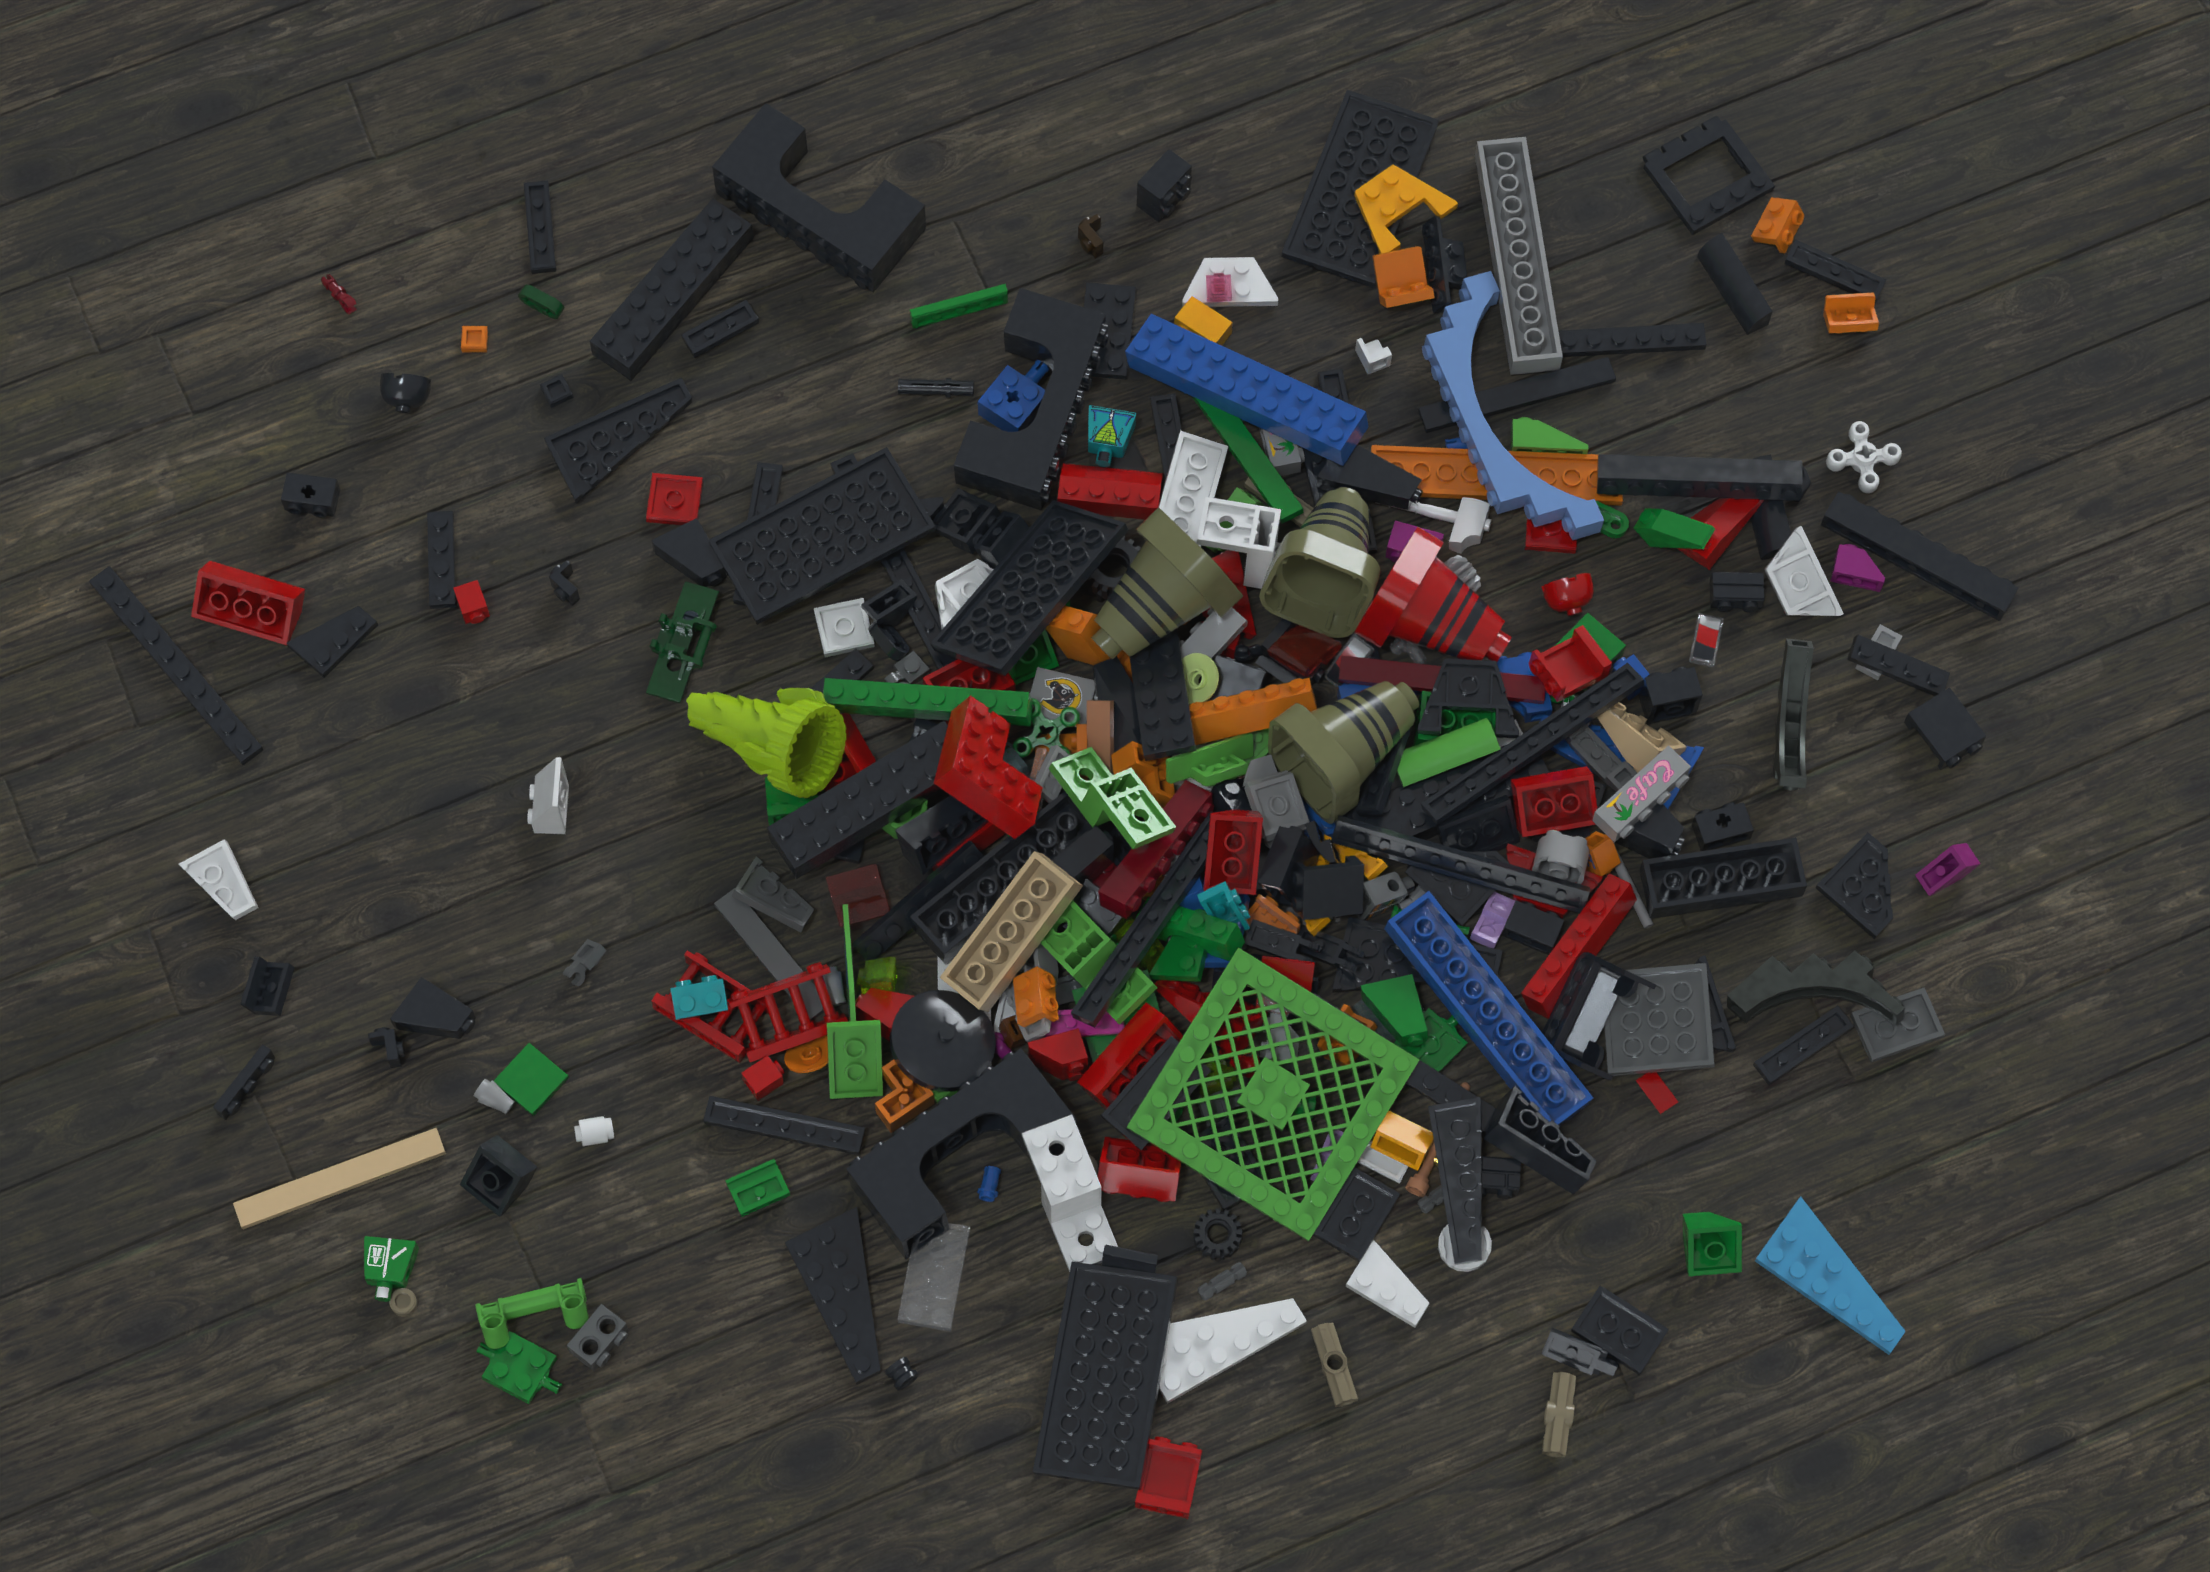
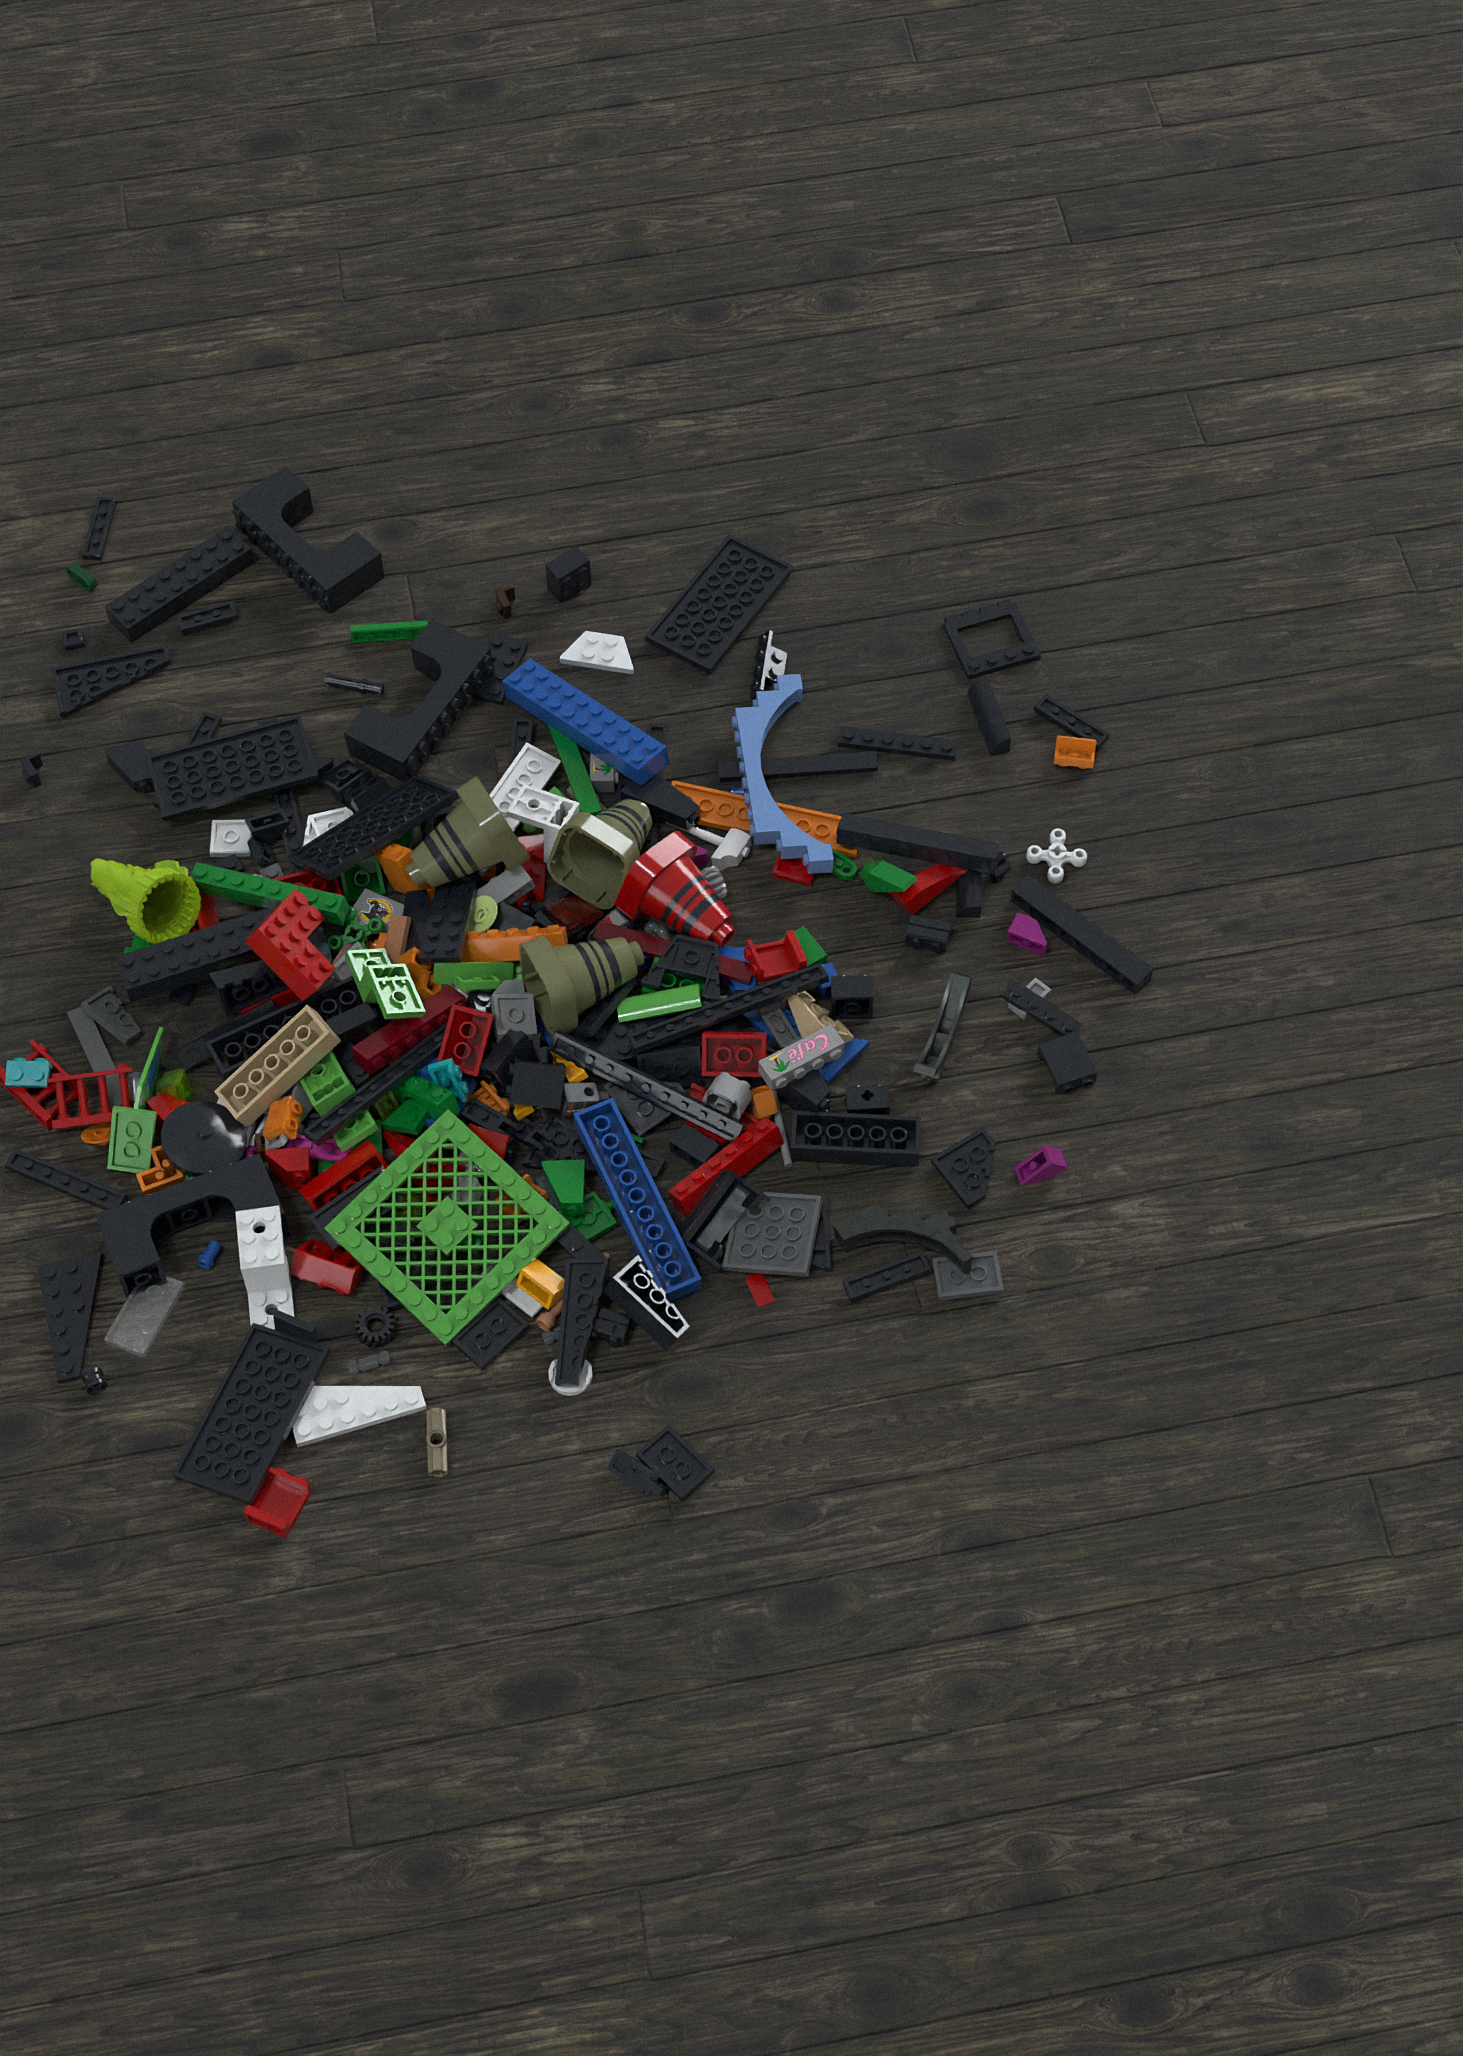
camera: 15 degrees right, 10 degrees down
(474, 338) = (25, 594): orange tile -> none
(674, 499) = (134, 726): red tile -> none
(675, 637) = (117, 810): dark green piece -> none
(757, 1187) = (30, 1222): green plate -> none
(763, 1077) = (61, 1143): red brick -> none
(861, 892) = (178, 1025): clear red slope -> none
(1013, 398) = (405, 697): blue brick -> none
(1109, 433) = (475, 737): teal torso -> none
(1110, 490) = (455, 773): red slope -> none
(1204, 321) = (571, 672): light orange brick -> none
(1218, 287) = (588, 650): clear pink tile -> none
(1373, 355) = (694, 720): white panel -> none
(1387, 1287) = (498, 1393): white wing -> none
(1393, 196) = (739, 612): light orange wing -> none
(1401, 277) = (730, 666): orange bracket -> none
(1492, 920) = (660, 1142): lavender slope -> none
(1518, 256) = (825, 668): light grey brick -> none
(1537, 436) = (804, 796): bright green slope -> none
(1559, 1414) = (606, 1517): dark tan piece -> none
(1569, 593) = (794, 911): red cylinder -> none
(1706, 640) = (893, 965): slope -> none
(1711, 1244) = (768, 1411): green slope -> none
(1779, 223) = (1037, 681): orange bracket -> none
(1801, 580) = (980, 934): white wing -> none
(1817, 1267) = (851, 1449): dark azure wing -> none

